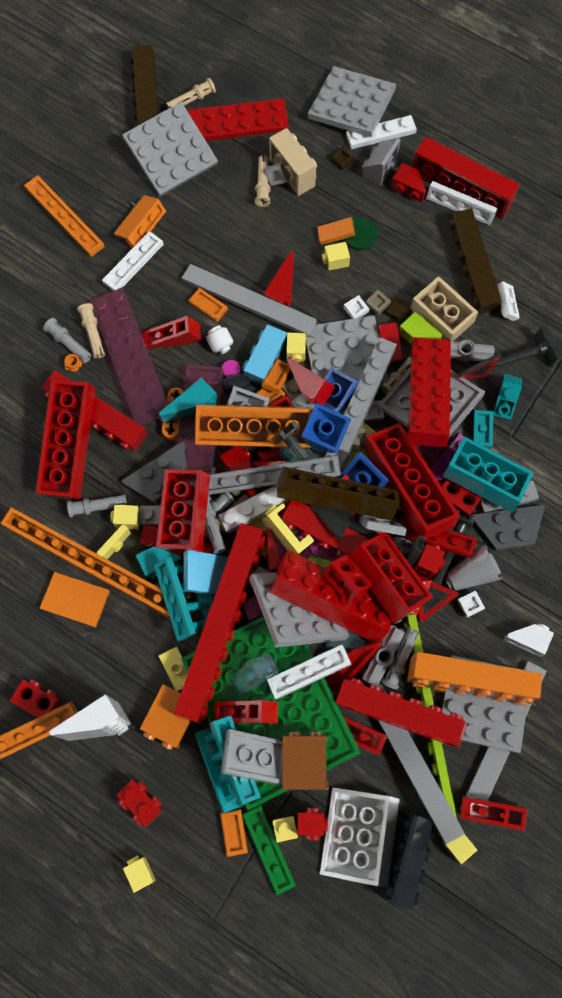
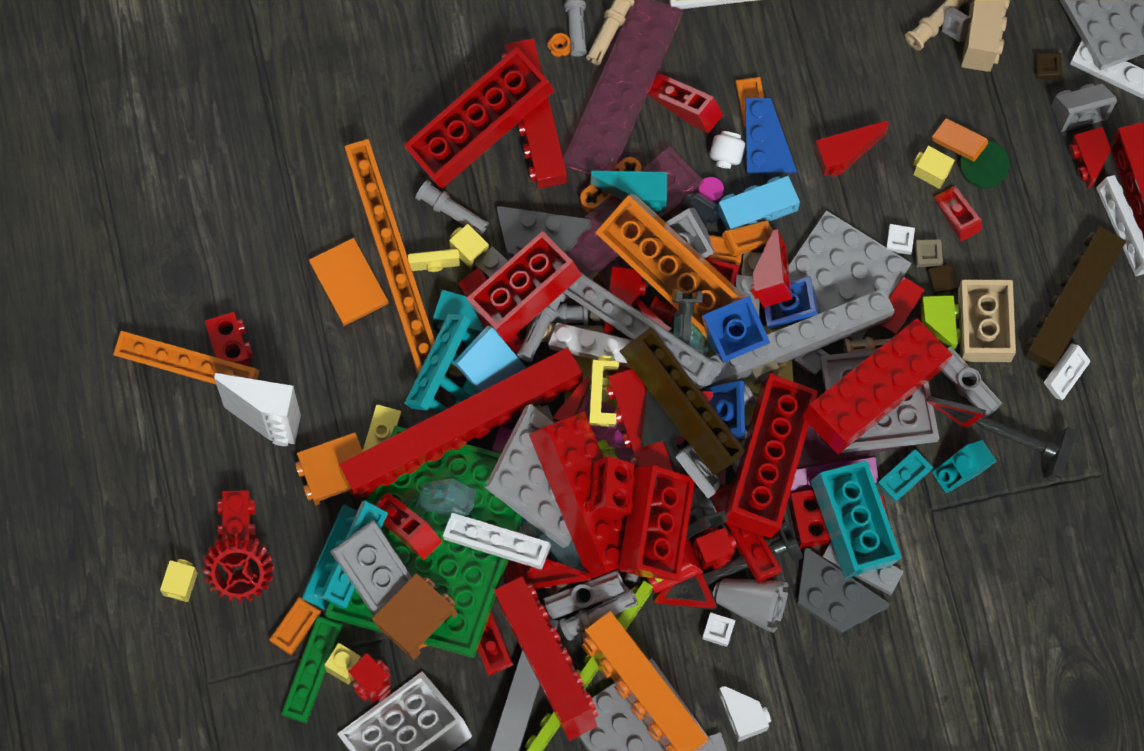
camera: 40 degrees right, 0 degrees up
(159, 831) = (253, 581): none -> red gear
(236, 318) = (765, 141): none -> blue wing
(249, 300) = (797, 135): light grey tile -> none
(296, 346) = (797, 225): light yellow brick -> none
(371, 269) = (958, 213): none -> red slope

